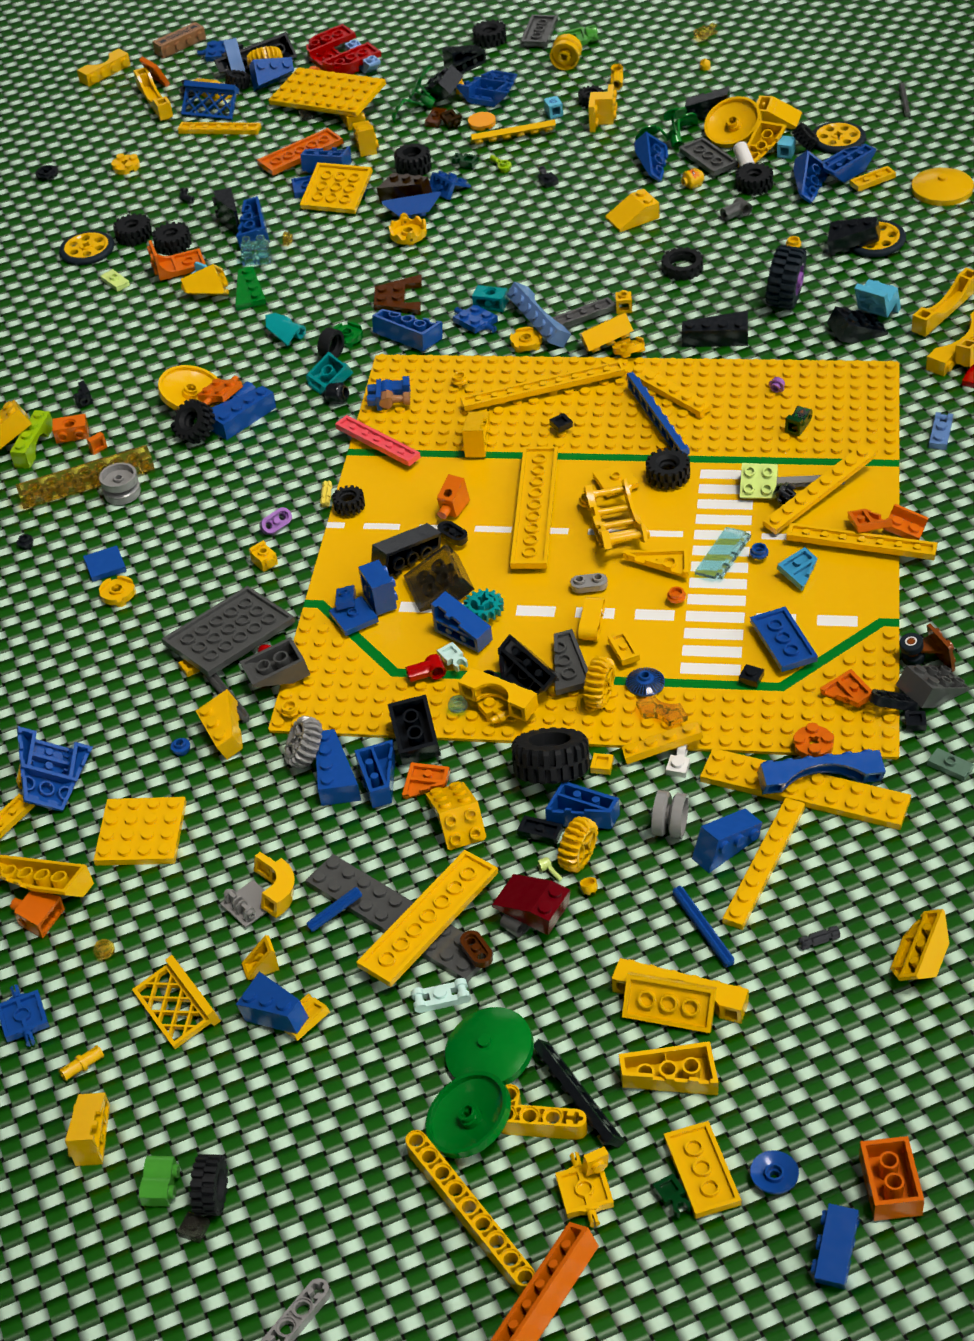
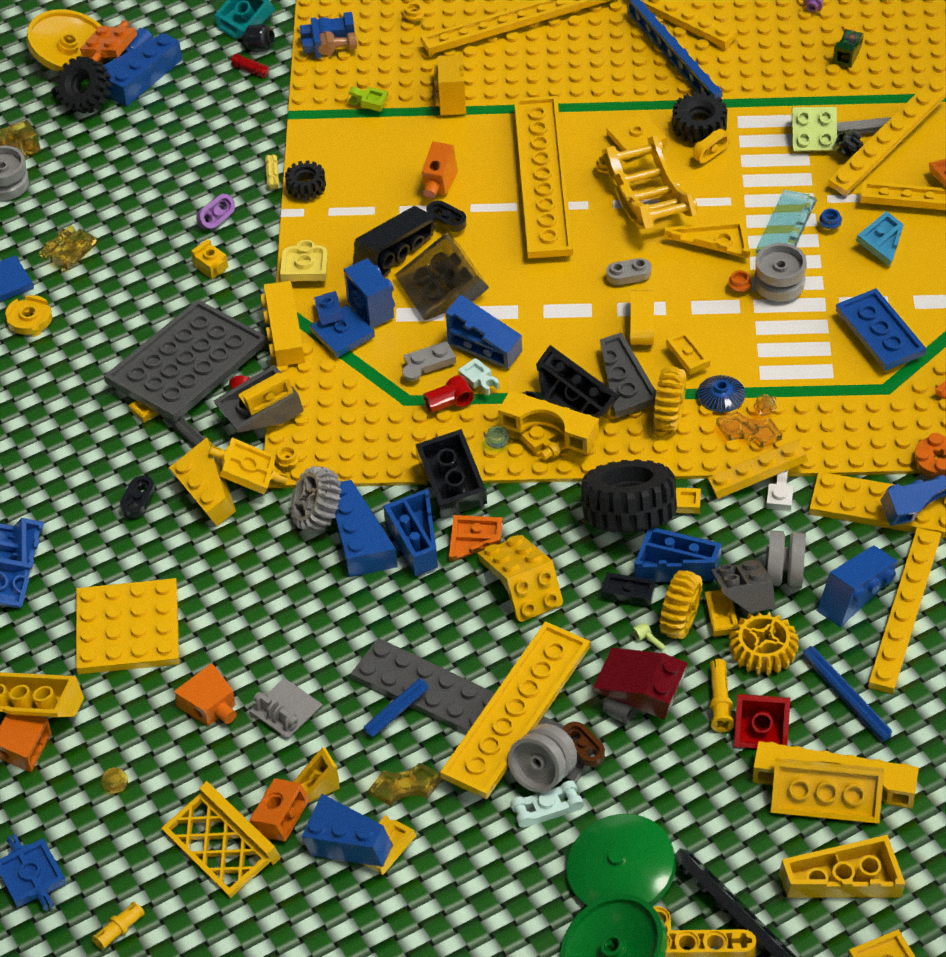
camera: 10 degrees left, 5 degrees up
(158, 541) = (68, 247): none -> clear yellow plate
(168, 732) = (134, 501): none -> black plate
(180, 746) = (155, 514): blue plate -> none
(188, 890) = (207, 697): none -> orange torso
(225, 982) = (279, 809): none -> orange brick
(256, 713) = (247, 466): none -> yellow plate
(279, 658) = (266, 393): none -> yellow panel
(280, 895) = (322, 673): yellow arch -> none
(307, 607) = (283, 323): none -> yellow brick
(321, 971) = (394, 786): none -> clear yellow tile
(325, 413) = (250, 65): none -> red axle
(334, 562) = (304, 262): none -> light yellow plate
(378, 440) = (326, 99): coral plate -> none
(413, 440) = (370, 99): none -> lime plate
(415, 642) = (427, 360): none -> light grey hinge
(439, 957) = (542, 757): none -> light grey wheel
(485, 604) = (507, 306): teal gear -> none
(561, 423) = (554, 64): black plate -> none
(589, 885) = (701, 654): yellow hinge -> none
(597, 926) = (720, 704): none -> yellow pin
(612, 853) = (721, 612): none -> yellow plate
(627, 941) = (761, 720): none -> red slope
(632, 832) = (746, 585): none -> dark grey slope
(640, 875) = (764, 649): none -> yellow gear
(673, 490) = (711, 146): none -> yellow plate
(677, 692) = (765, 404): none -> clear yellow plate
(708, 589) = (780, 272): none -> light grey wheel
(751, 675) = (849, 378): black plate -> none

